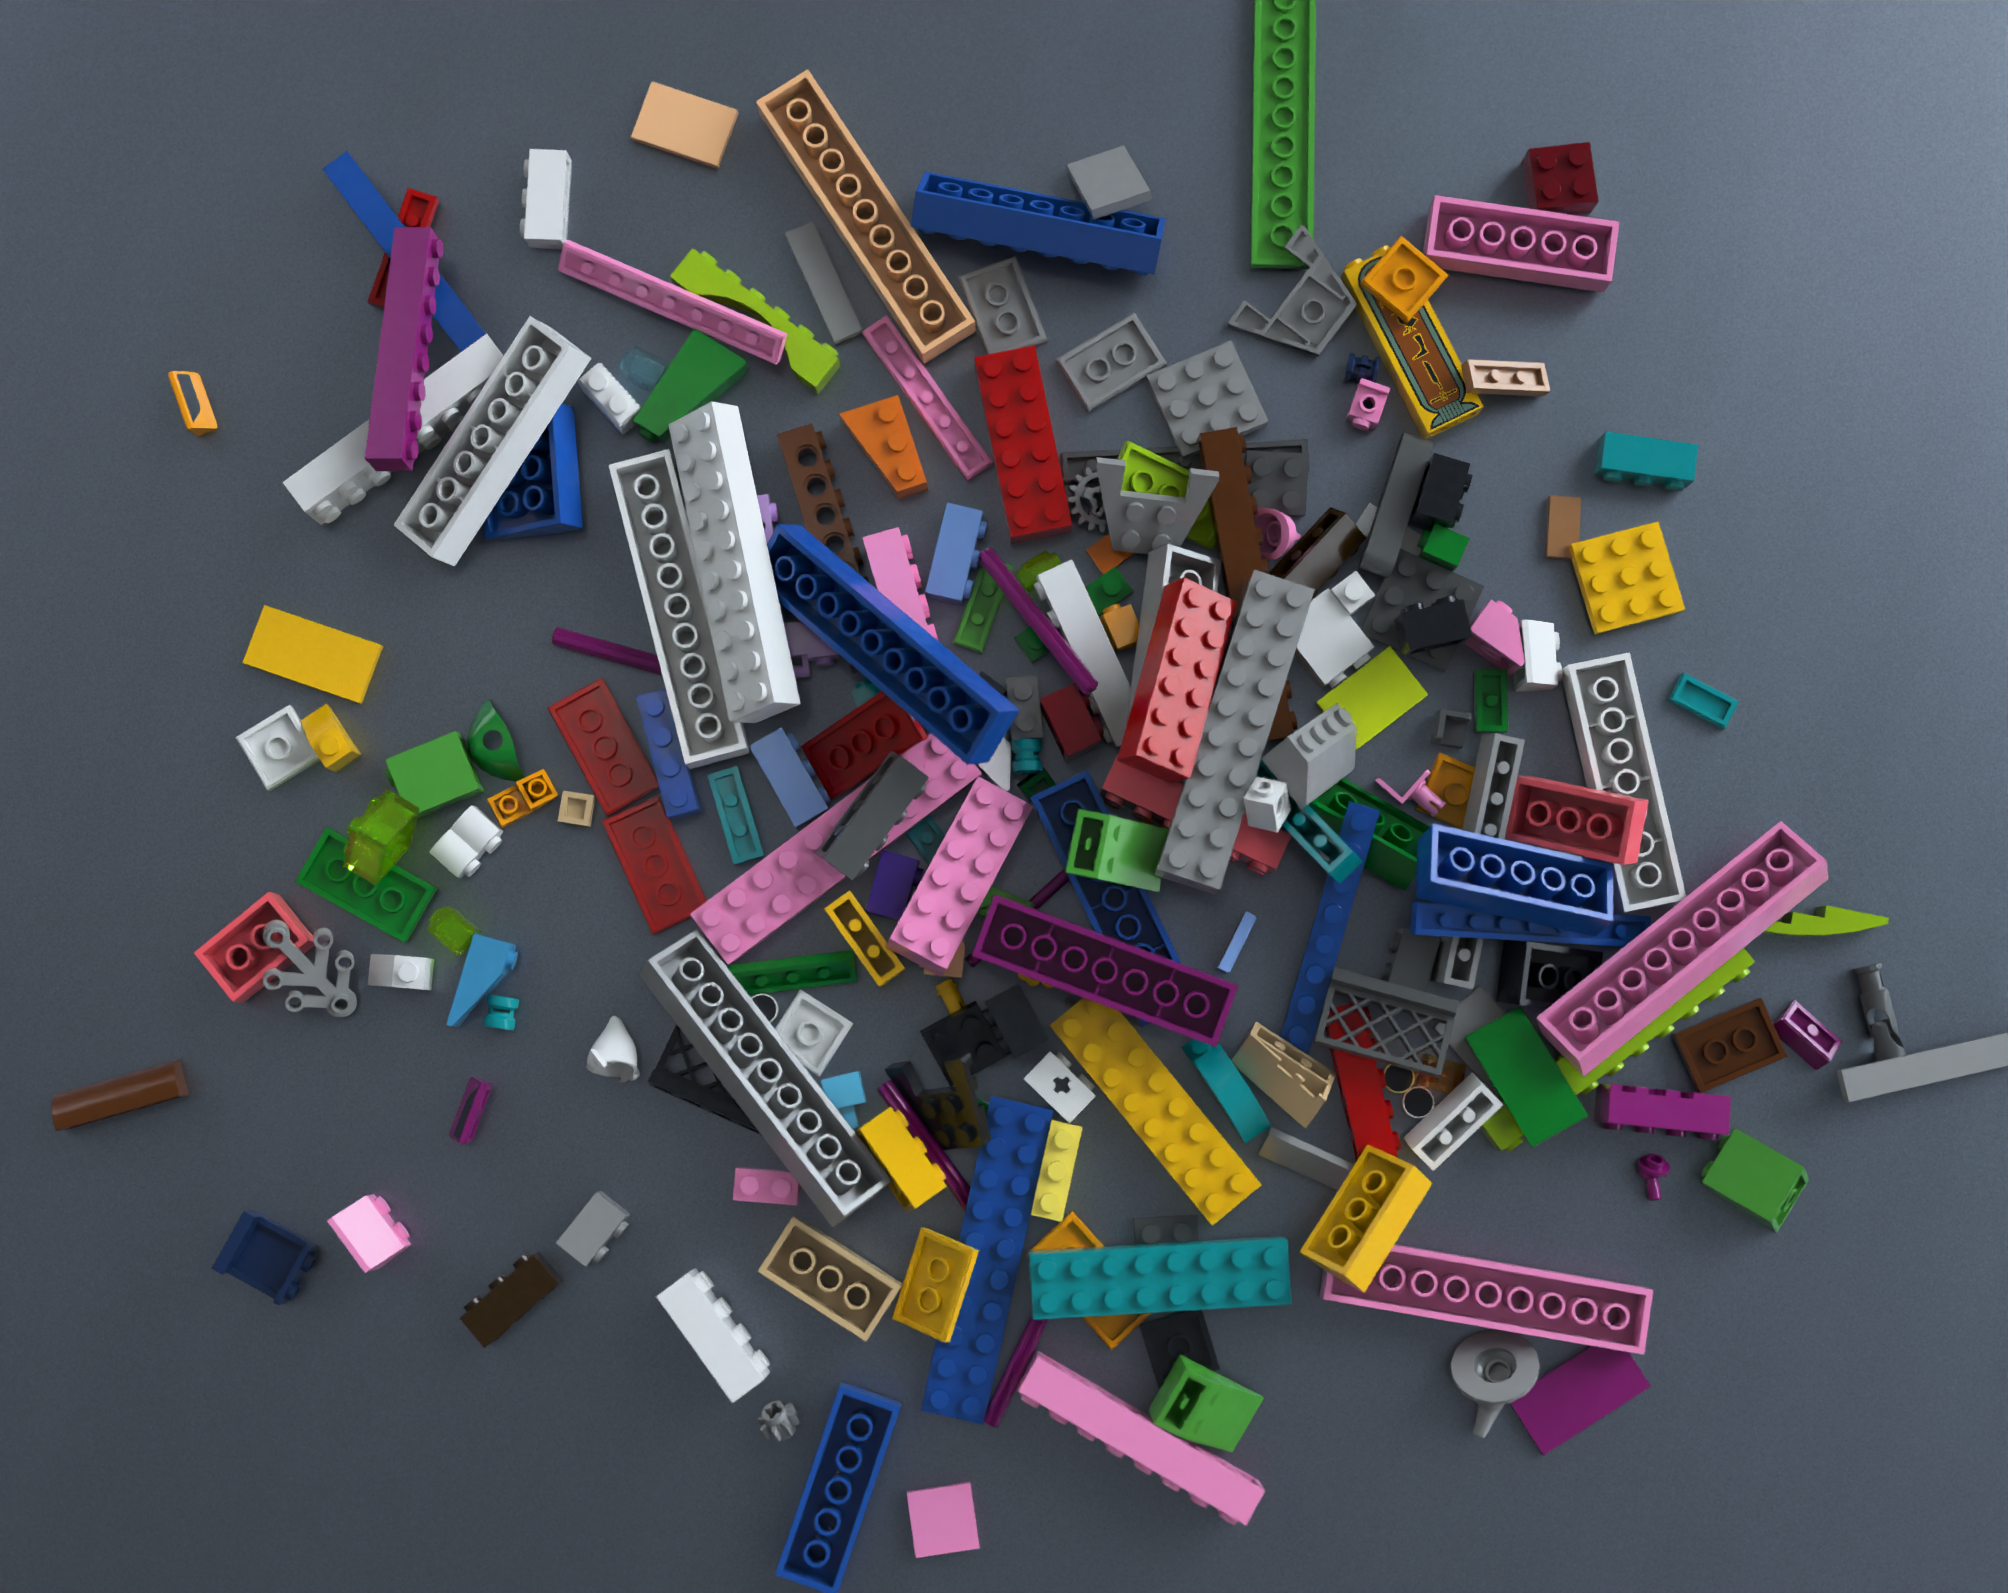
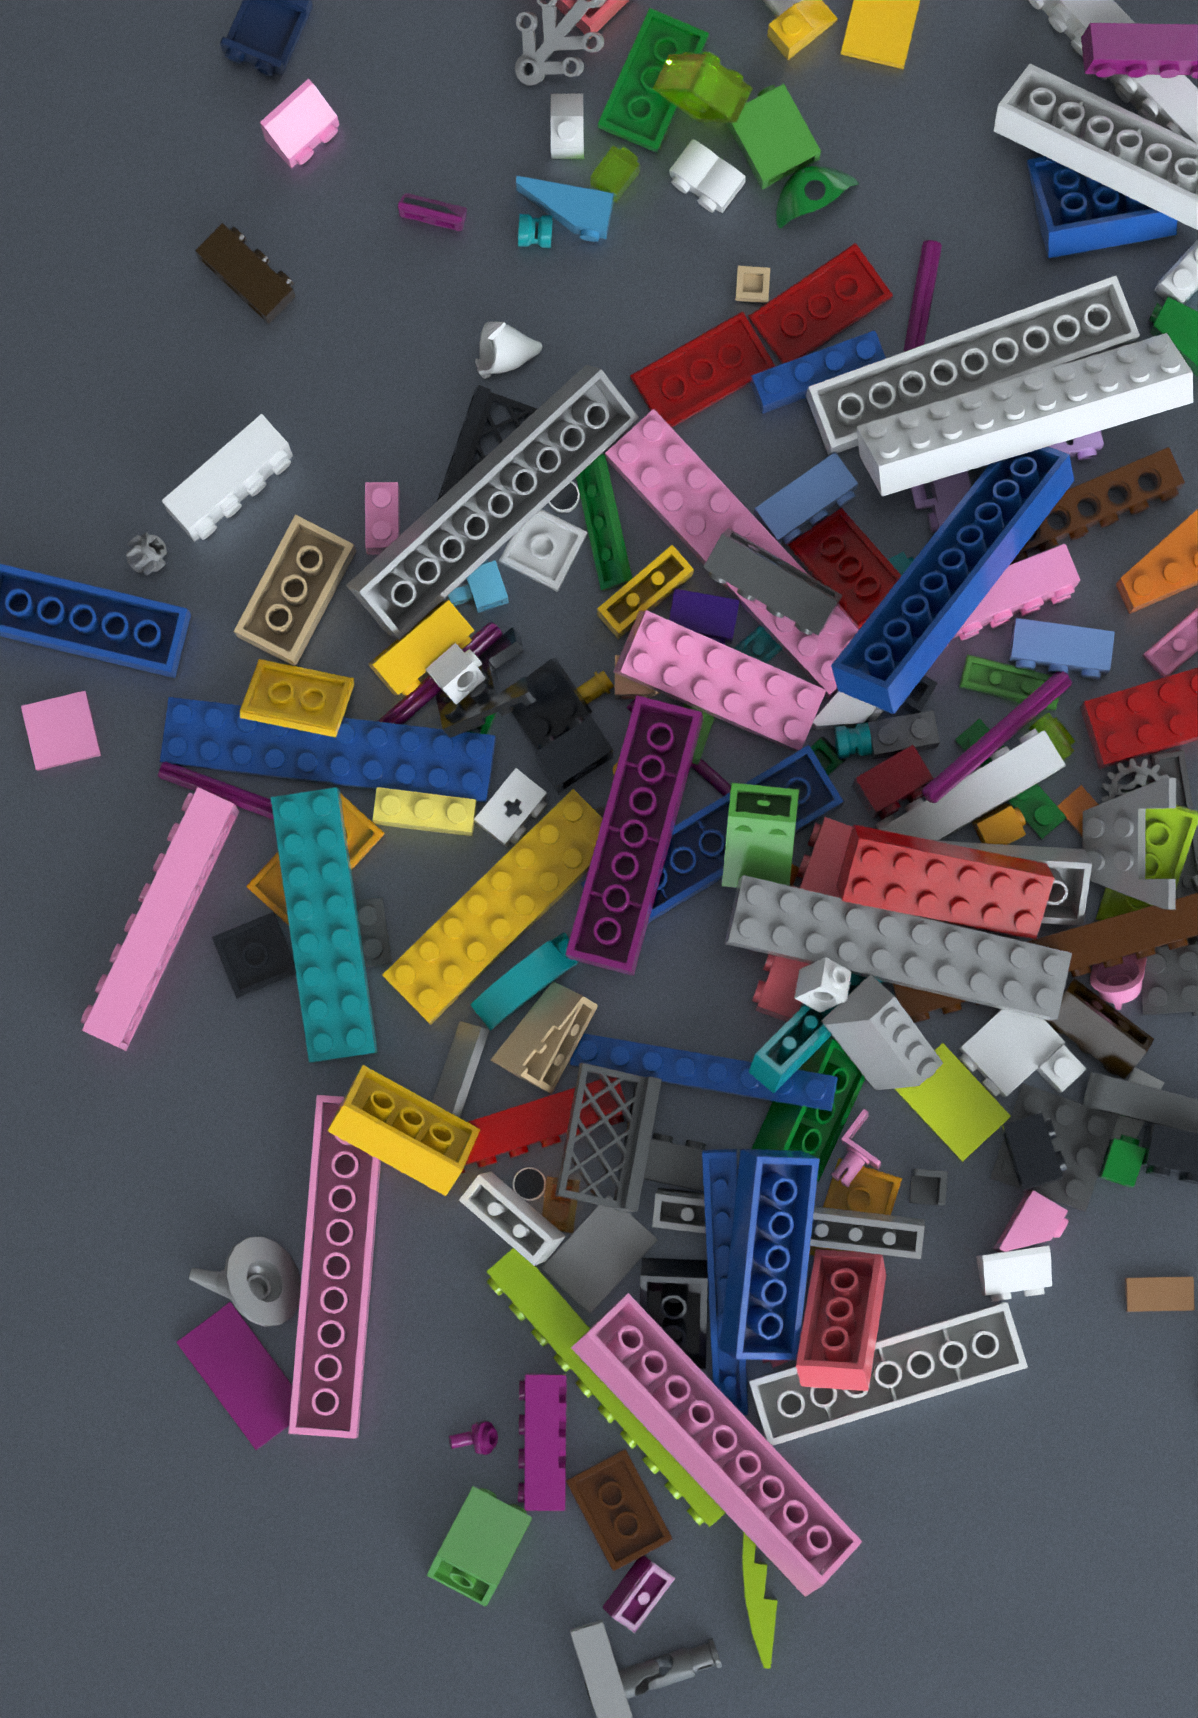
camera: 85 degrees right, 0 degrees up
(522, 798) = (758, 228): light orange slope -> none
(593, 1229) = (323, 348): light grey brick -> none
(736, 815) = (761, 447): teal plate -> none
(930, 1127) = (456, 672): none -> white brick
(1203, 1406) = (197, 984): bright green slope -> none
(1236, 942) = (678, 978): light blue tile -> none
(1398, 1079) = (550, 1160): black tile -> none
(1490, 701) = (962, 1228): green plate -> none
(1526, 1077) = (565, 1290): green tile -> none
(1626, 578) = (1111, 1365): yellow plate -> none
(1703, 701) = (986, 1459): teal tile -> none

